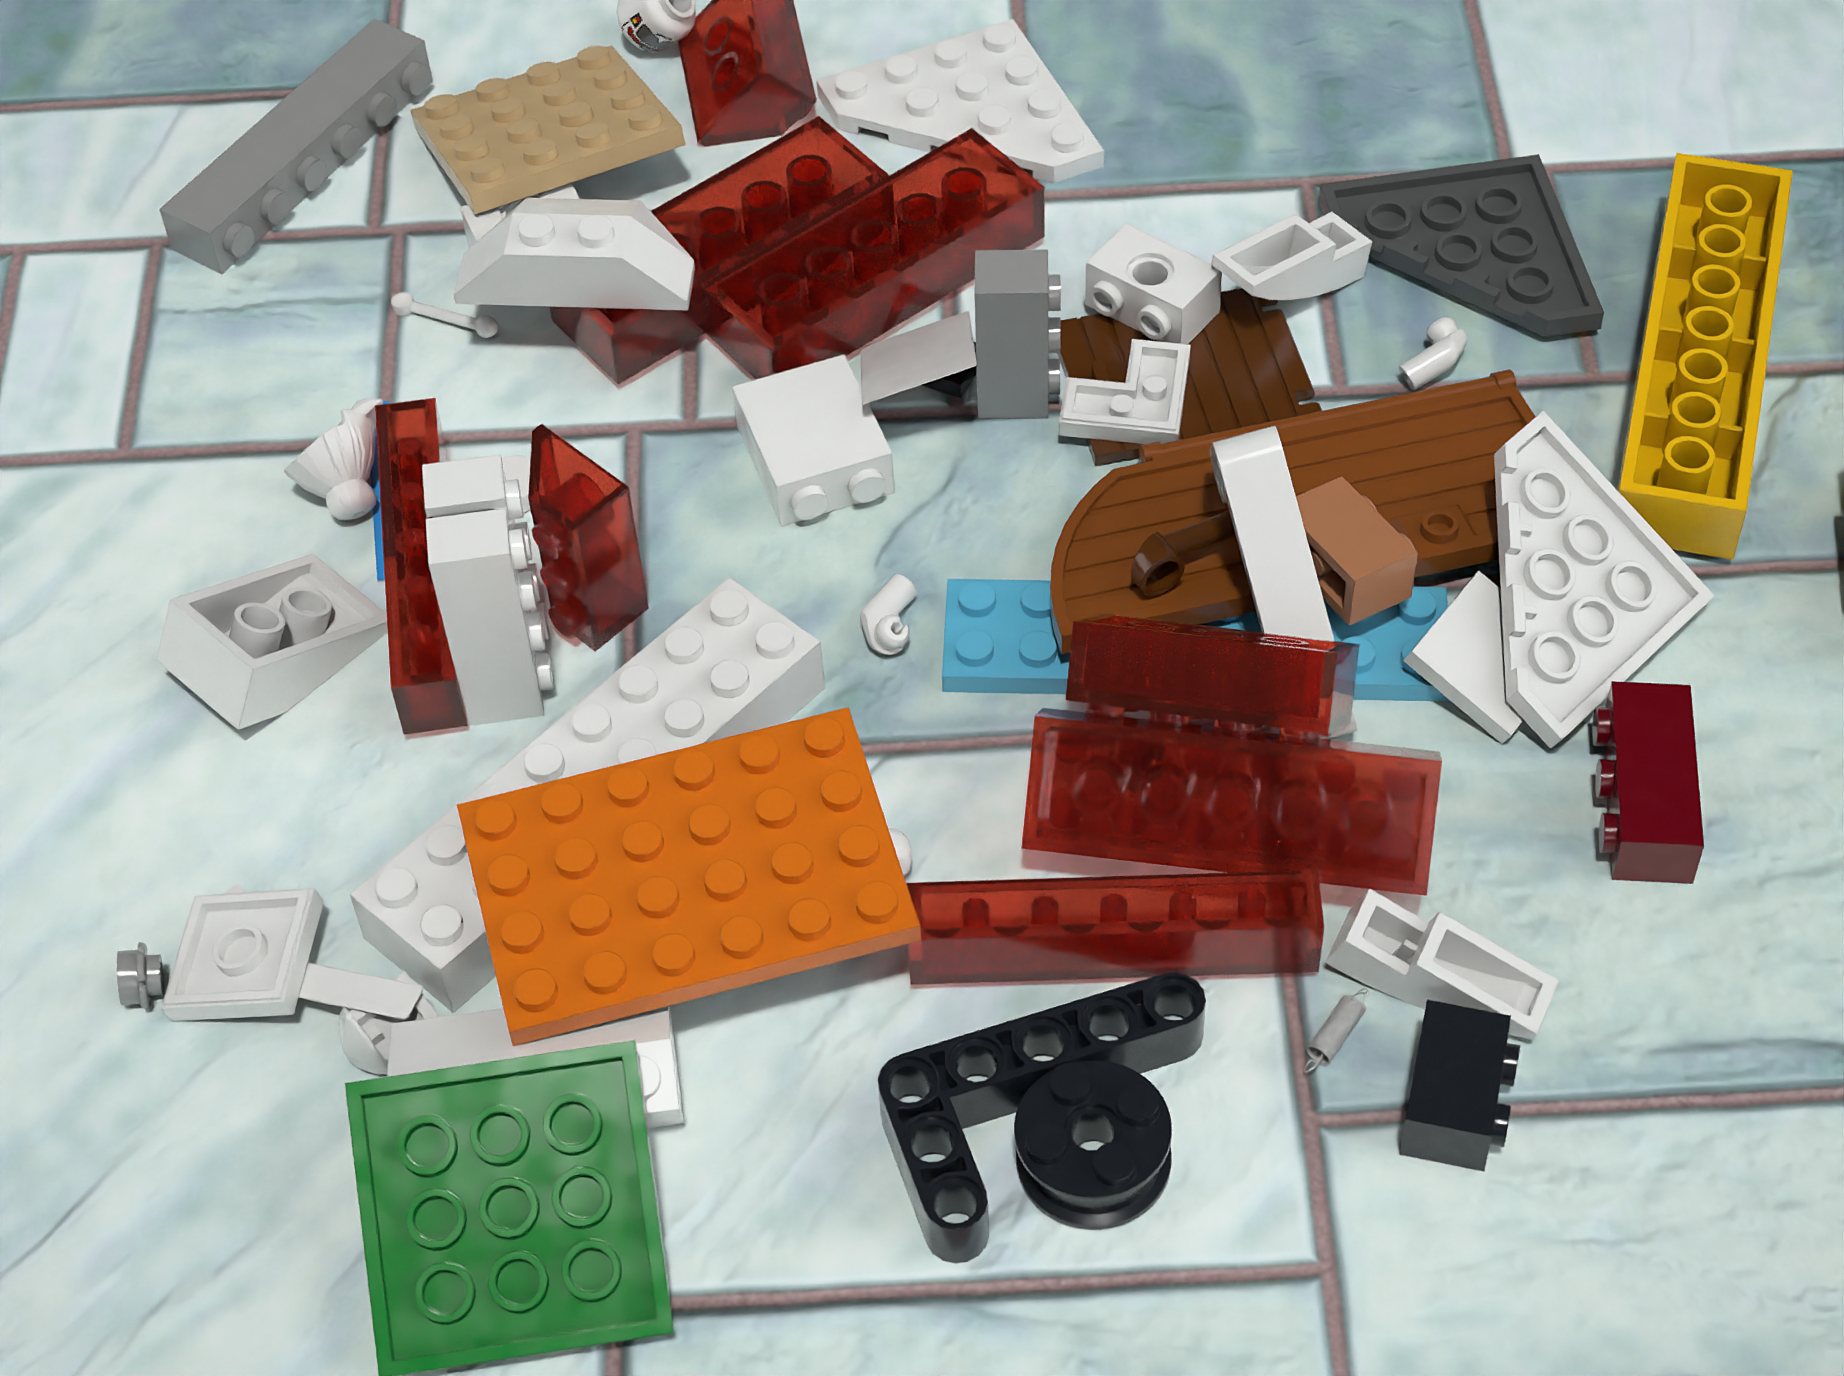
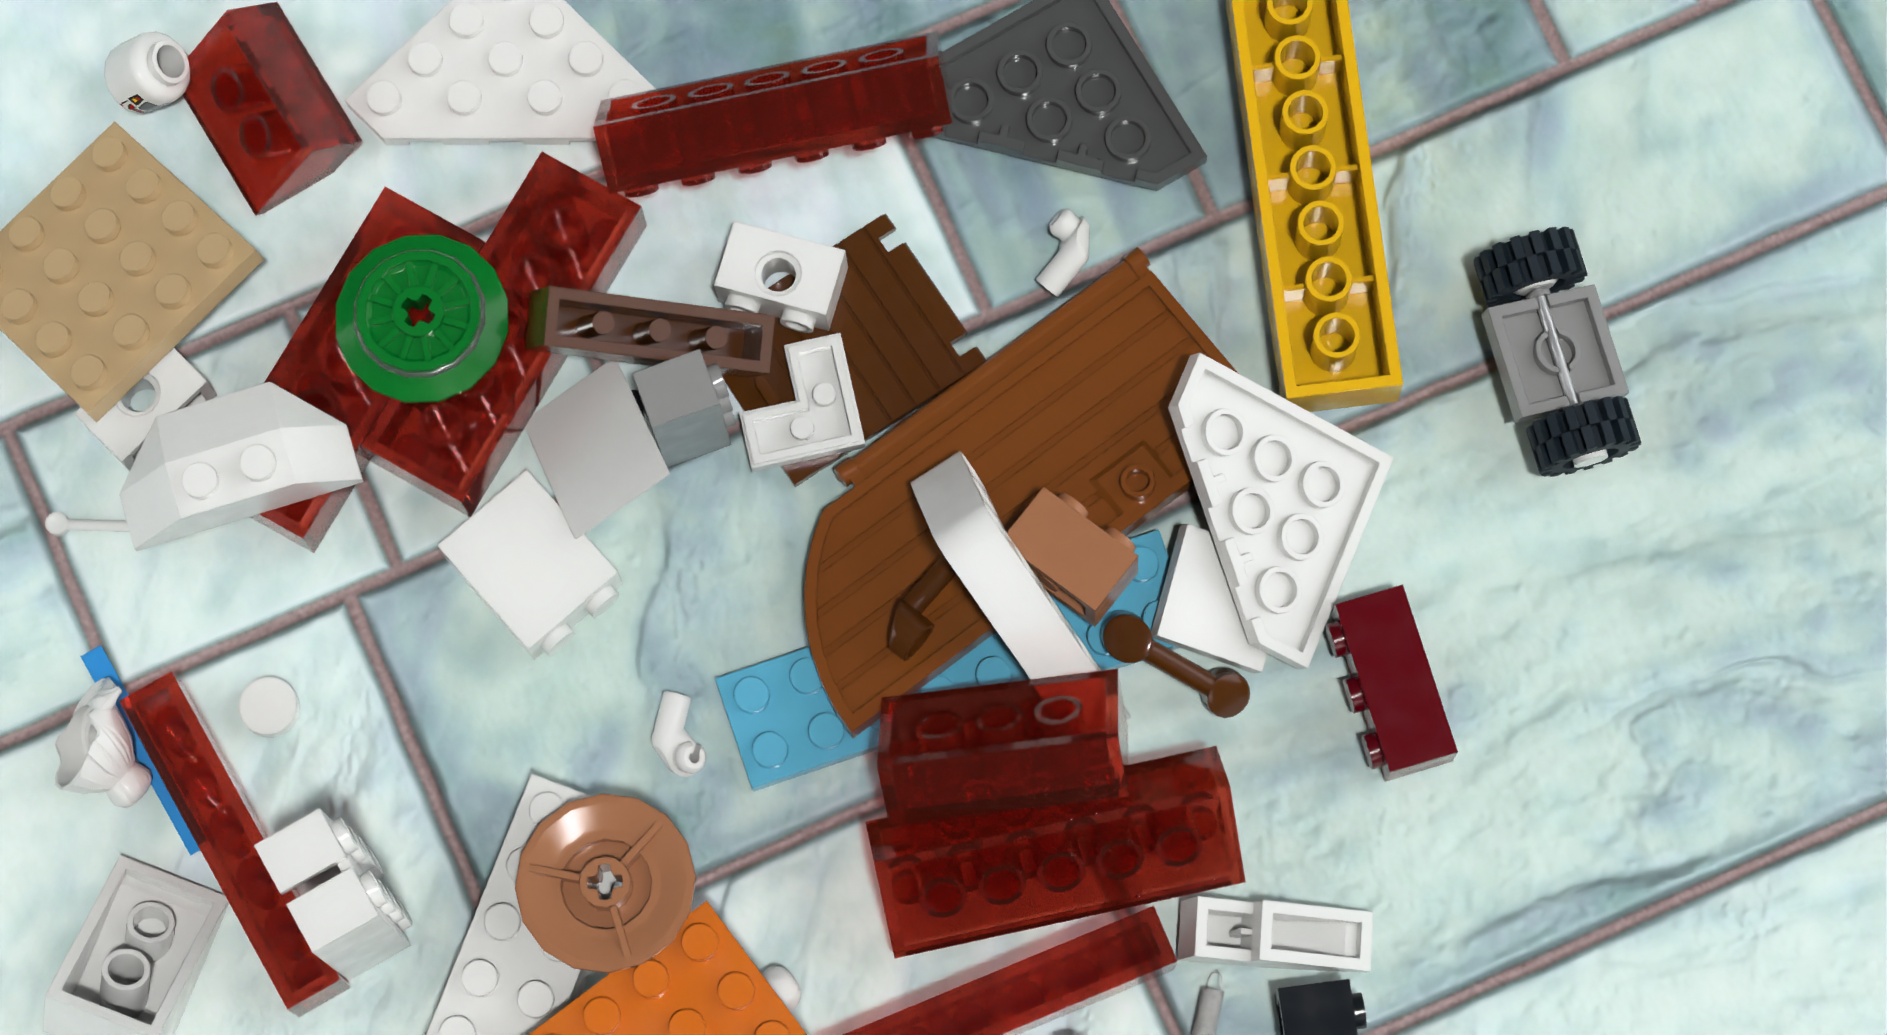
camera: 20 degrees left, 25 degrees up
(584, 542) = (385, 794): clear red slope -> none
(754, 661) = (573, 853): none -> nougat piece
(803, 208) = (432, 358): none -> green piece
(949, 223) = (647, 330): none -> reddish brown brick
(1200, 150) = (774, 114): none -> clear red brick
(1297, 258) = (902, 203): white slope -> none
(1465, 733) = (1130, 641): none -> reddish brown bar

